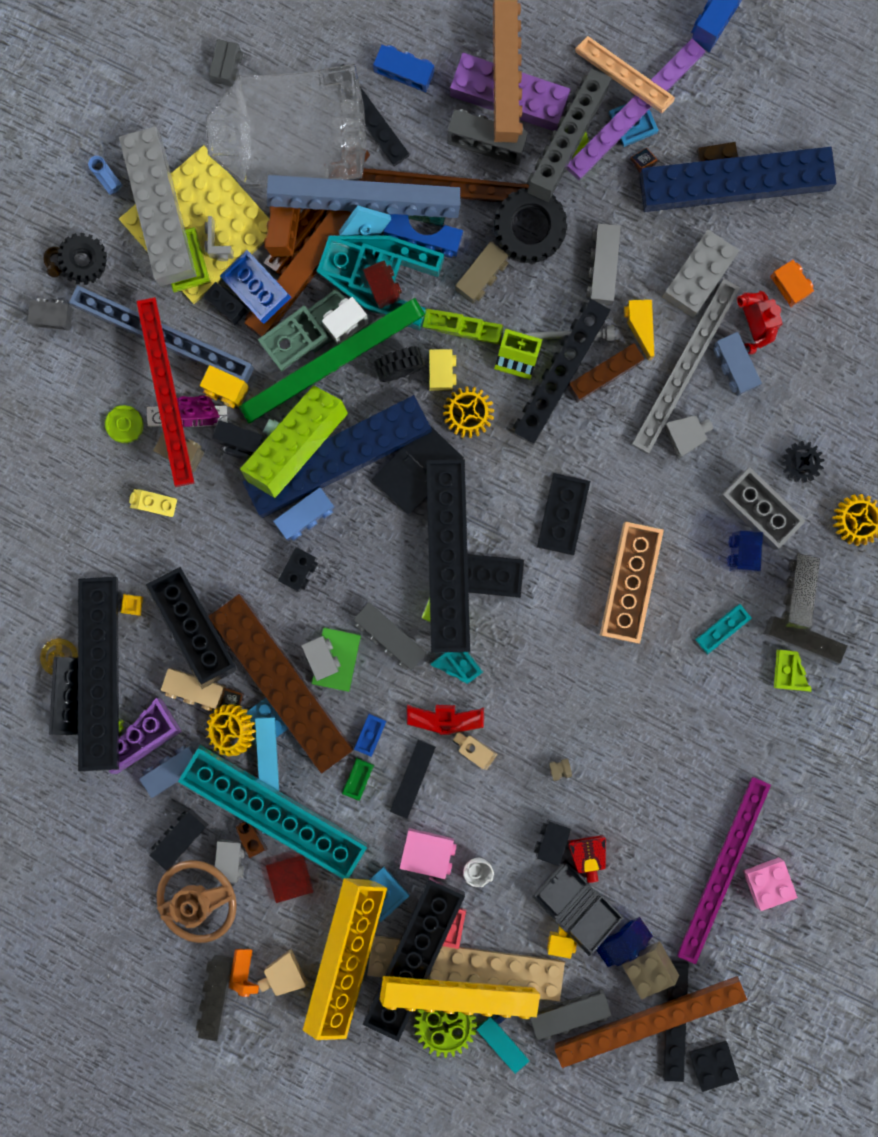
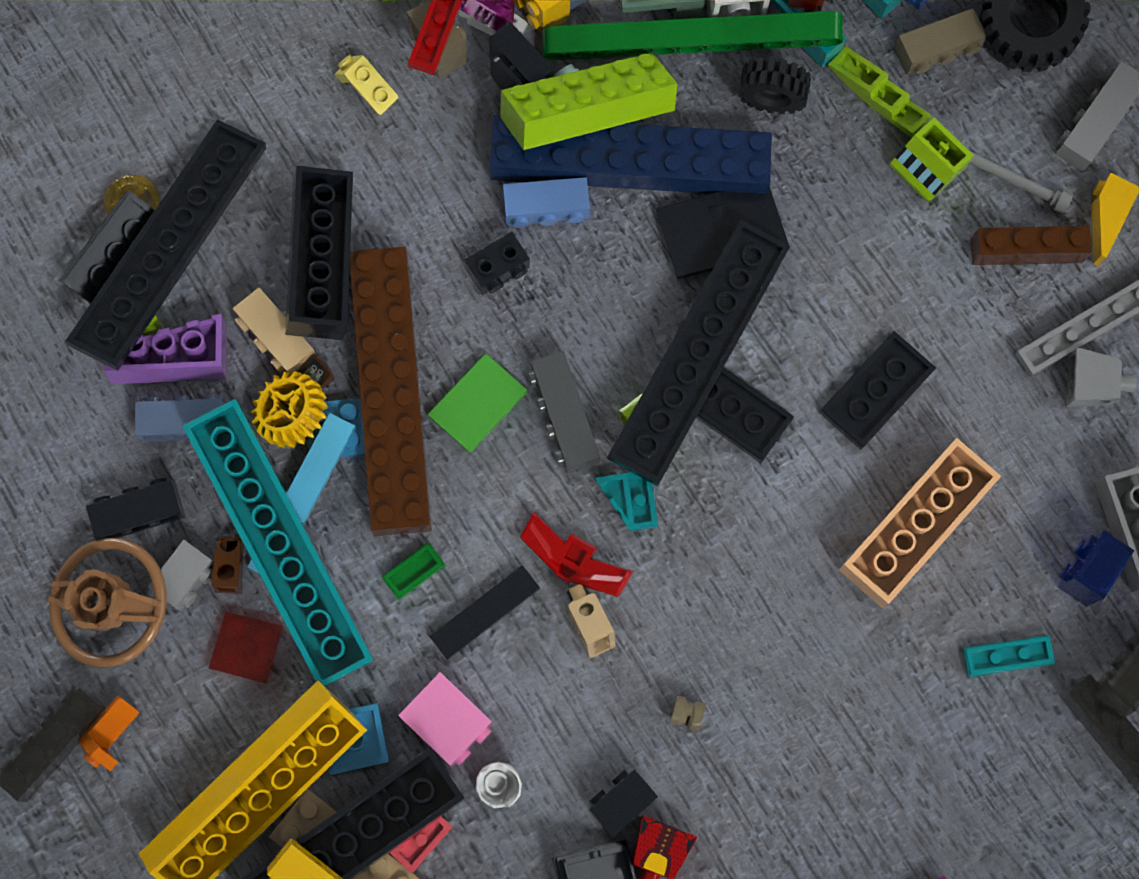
camera: 20 degrees right, 10 degrees down
(131, 604) = (262, 190): yellow tile -> none
(283, 975) = (159, 768): tan torso -> none
(321, 658) = (460, 386): light grey piece -> none
(370, 735) = (464, 522): blue plate -> none
(441, 370) = (822, 126): light yellow piece -> none
(476, 417) = (819, 176): yellow gear -> none
(599, 314) = (1063, 168): black brick -> none
(790, 672) = (1068, 764): lime wing -> none

